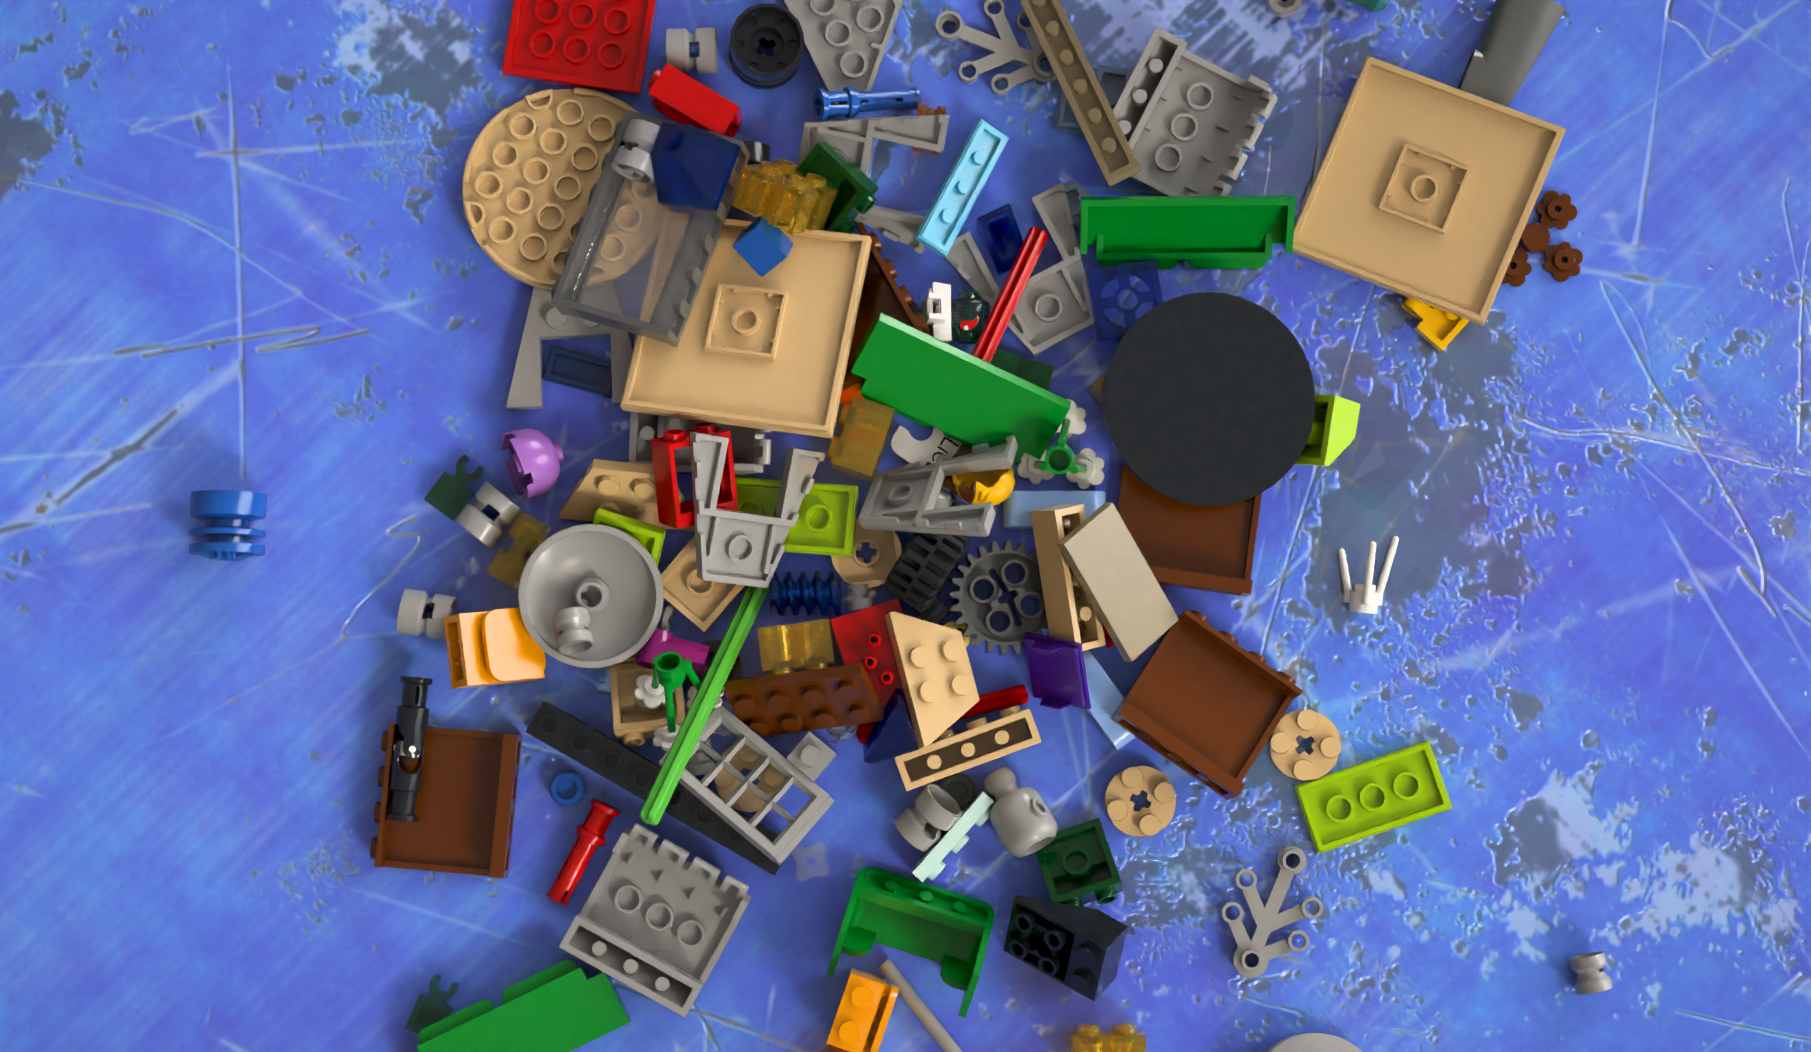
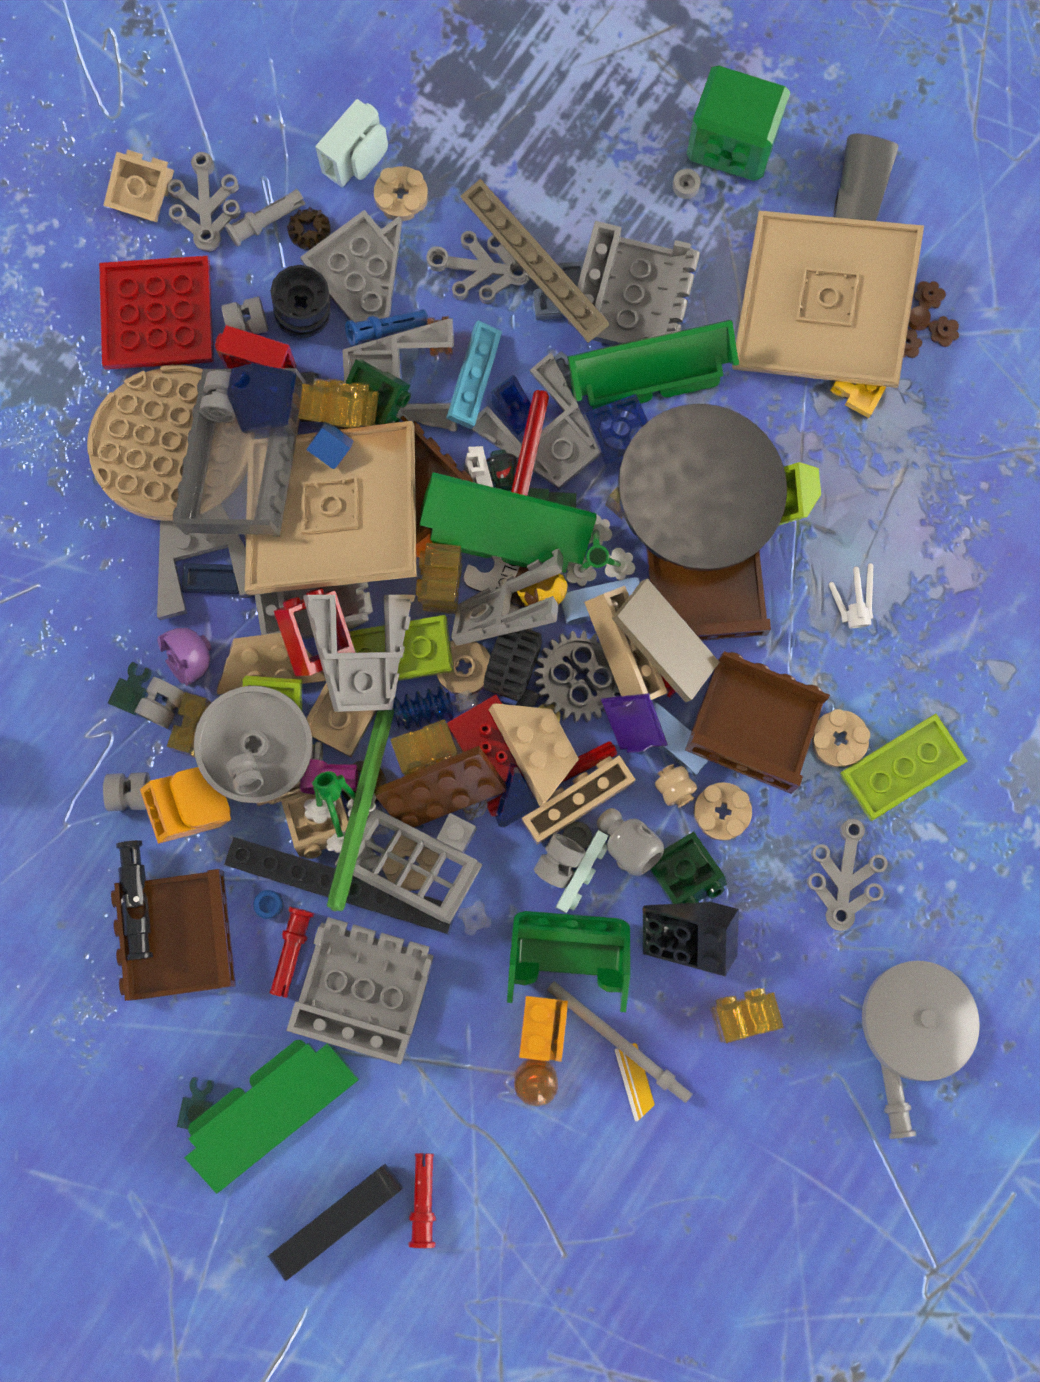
camera: 10 degrees left, 5 degrees down
(1089, 758) = (675, 785): none -> tan piece

